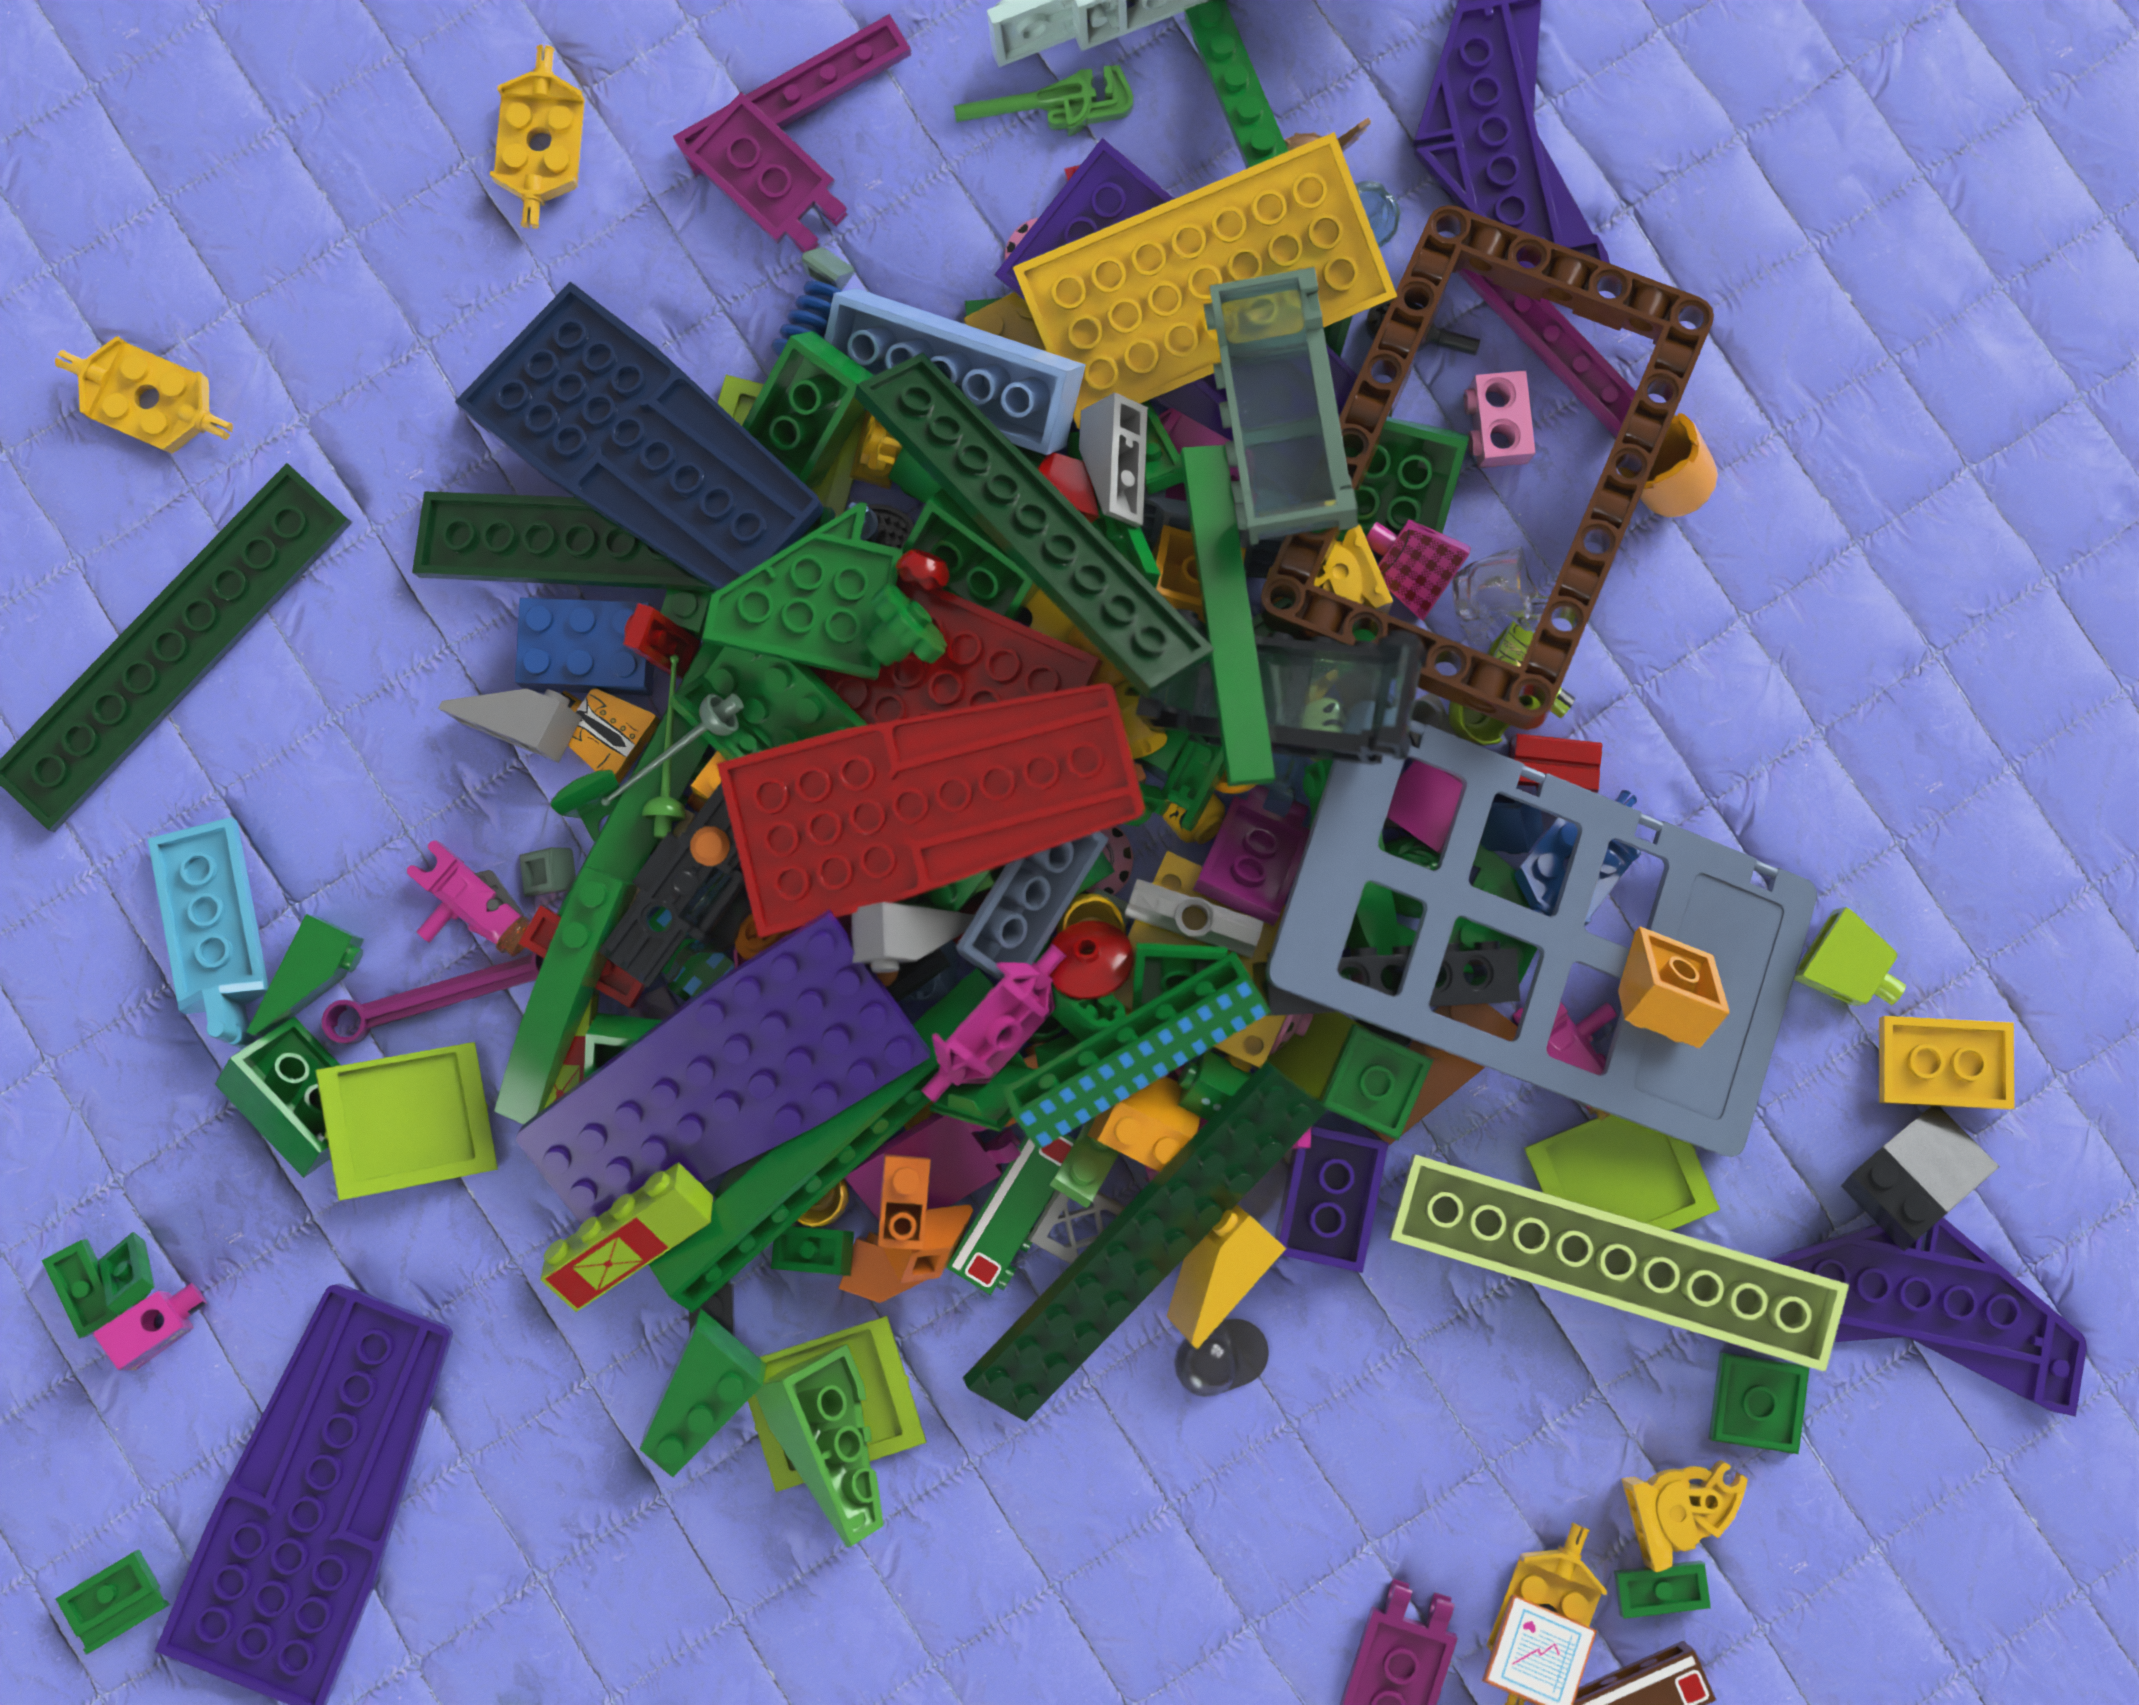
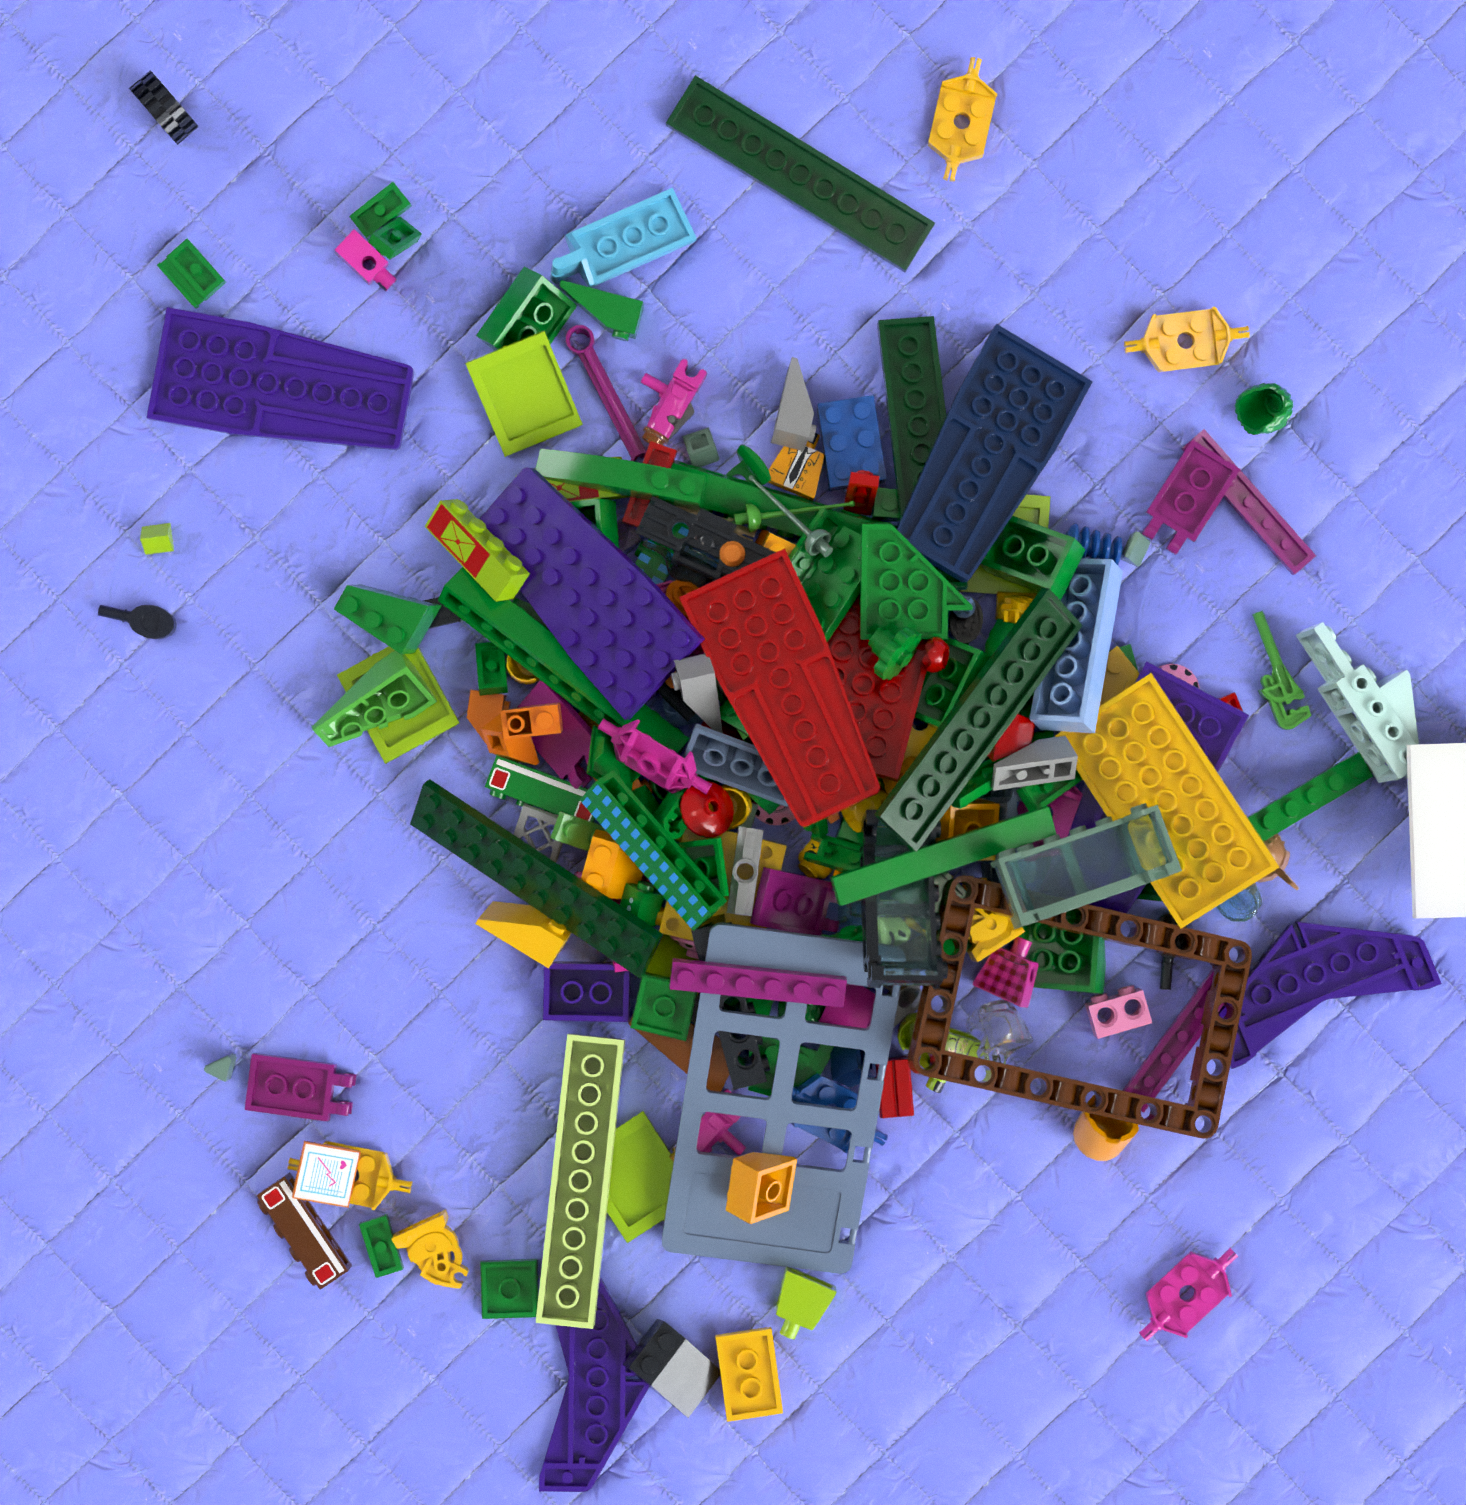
camera: 80 degrees right, 5 degrees up
(660, 44) = (1264, 408): none -> green hair
(1225, 1360) = (472, 944): clear smoke cap -> none
(1367, 929) = (758, 982): none -> magenta plate
(1924, 365) = (1181, 1315): none -> dark pink plate

